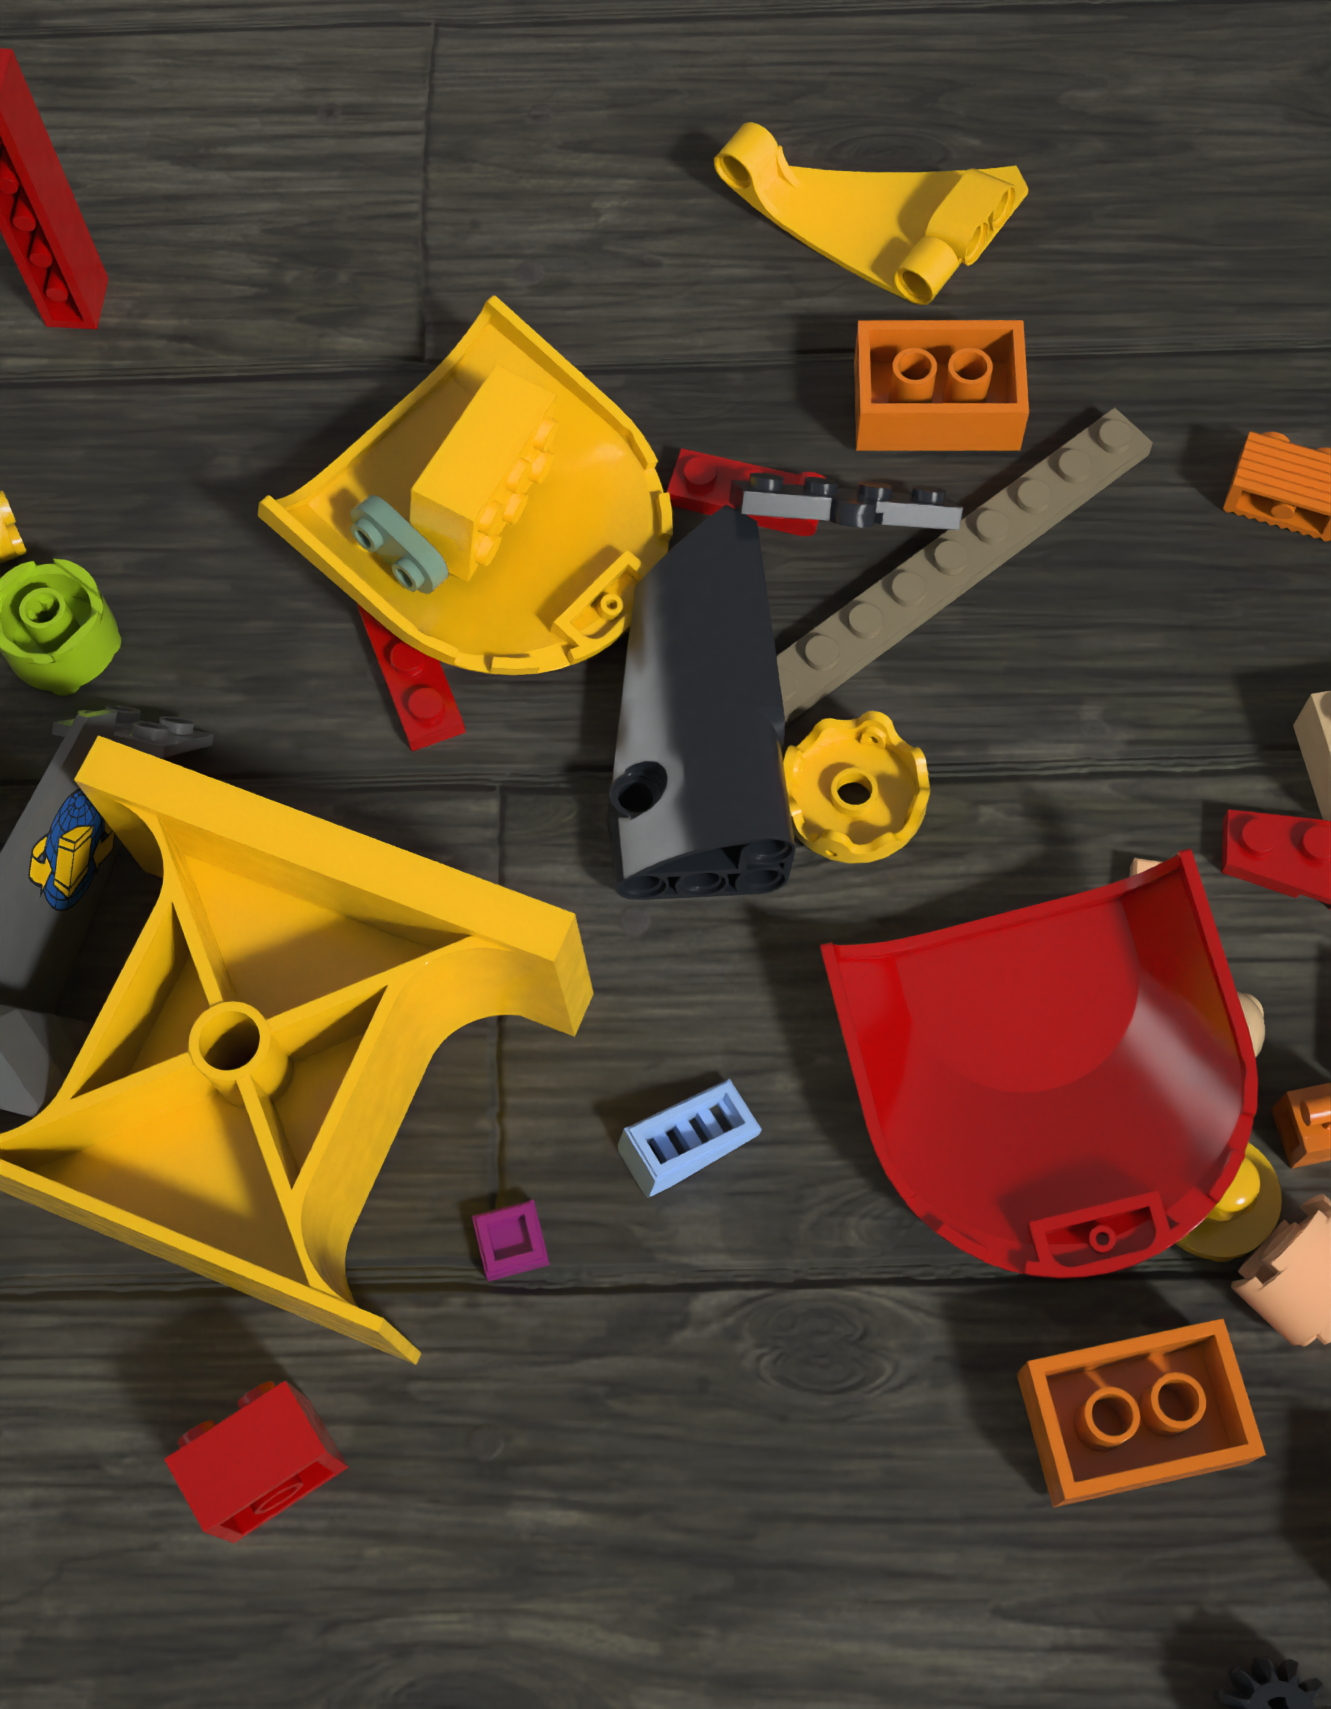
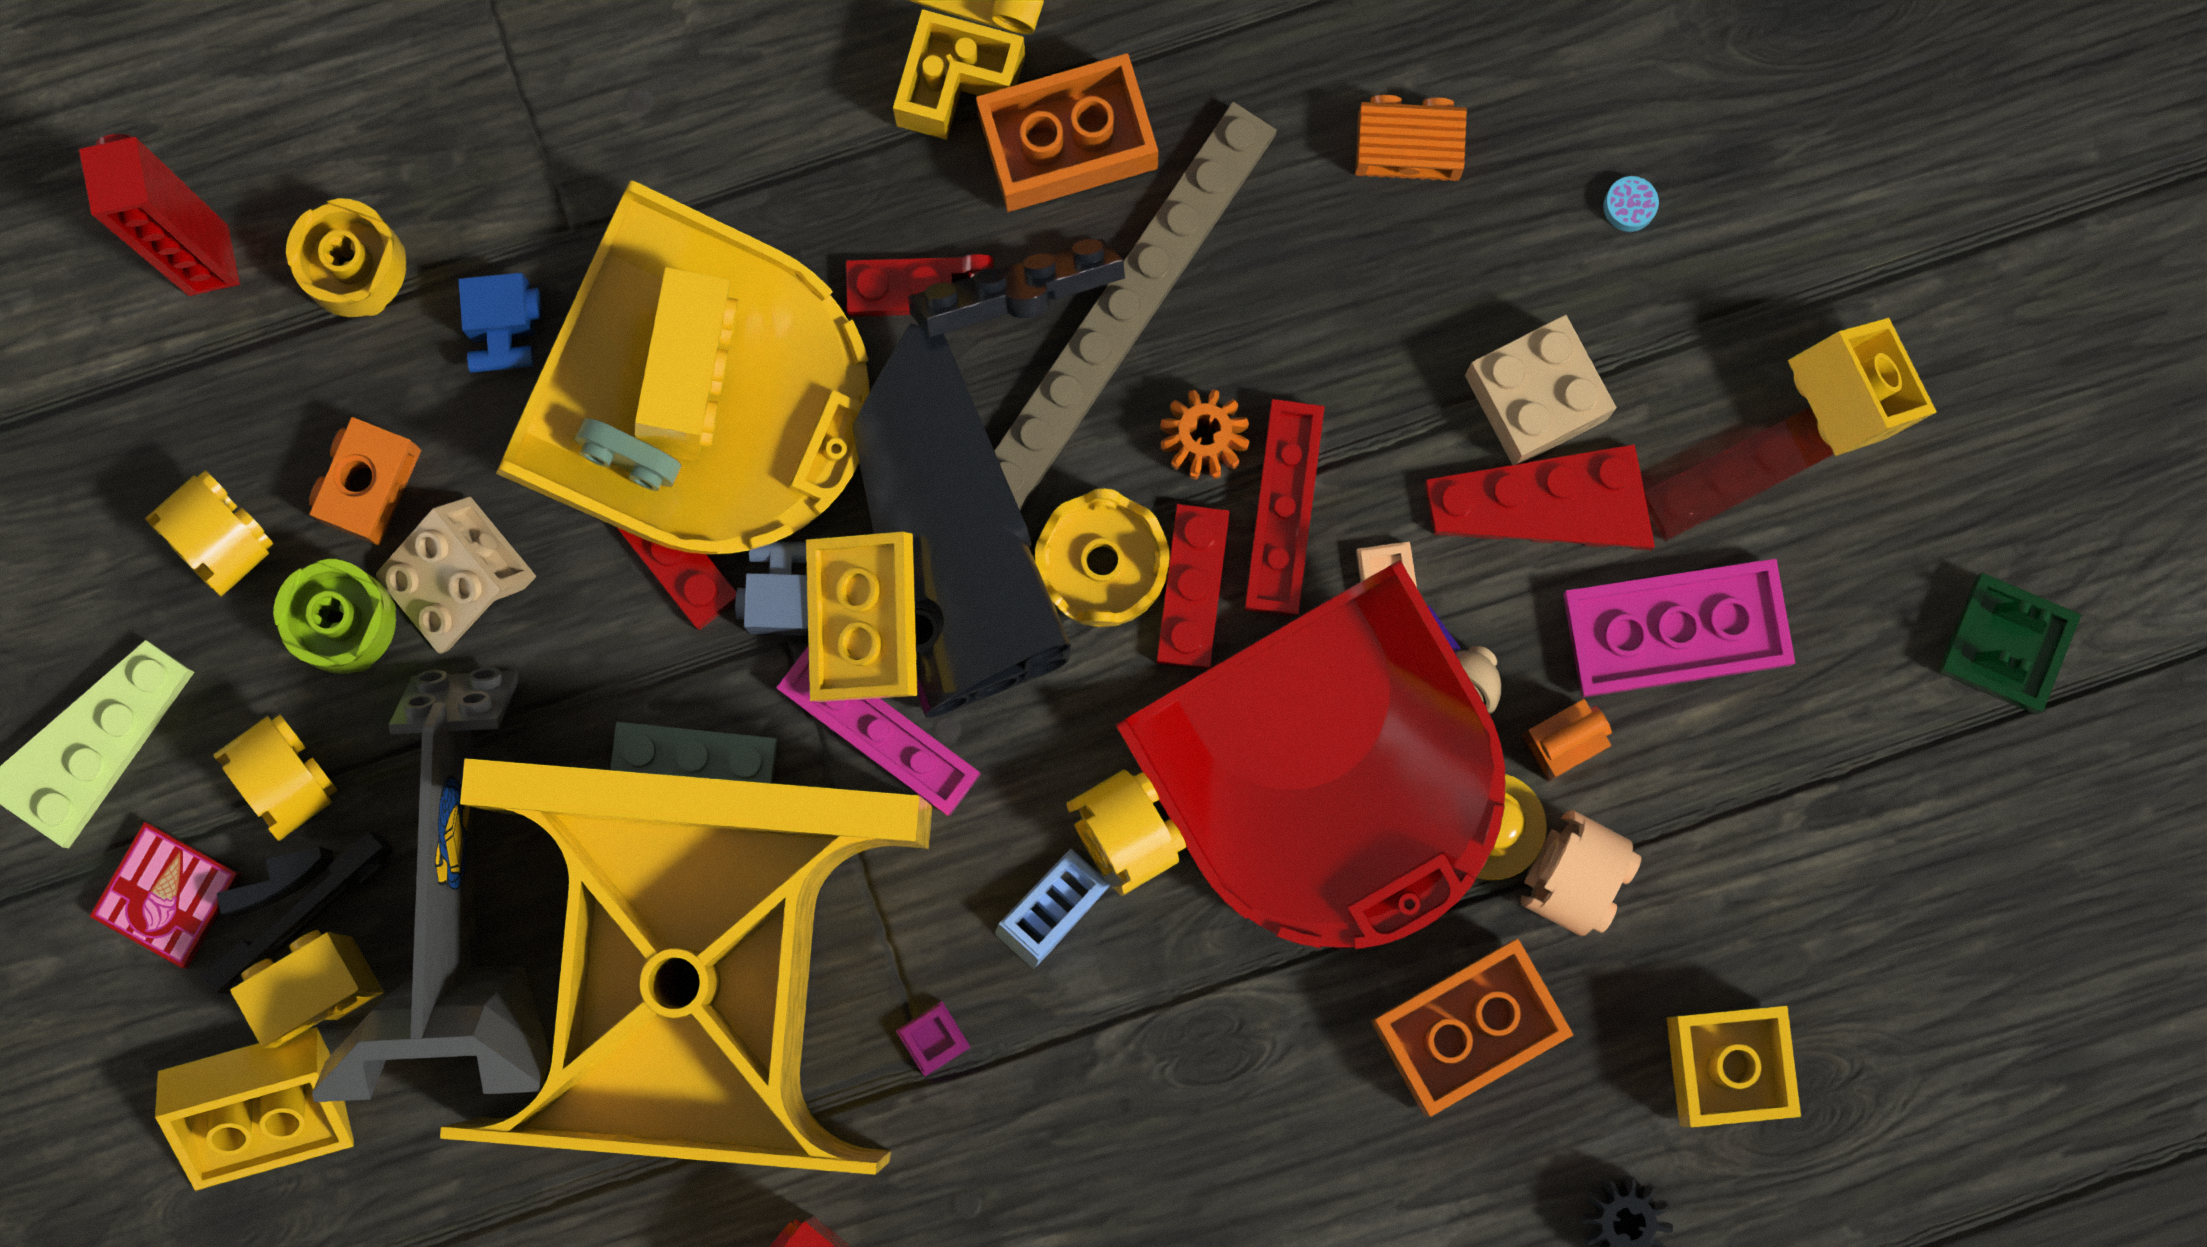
camera: 20 degrees left, 15 degrees up
(130, 545) = (369, 511): none -> orange brick
(185, 616) = (452, 571): none -> tan bracket
(200, 318) = (336, 232): none -> yellow brick
(324, 408) = (495, 312): none -> blue brick
(505, 736) = (776, 600): none -> sand blue brick
(548, 873) = (888, 741): none -> dark pink plate
(580, 764) = (861, 617): none -> yellow plate
(798, 1068) = (1126, 830): none -> yellow brick
(832, 296) = (949, 59): none -> yellow brick
(943, 849) = (1193, 587): none -> red plate
(1002, 679) = (1185, 428): none -> orange gear
(1064, 796) = (1284, 508): none -> red plate

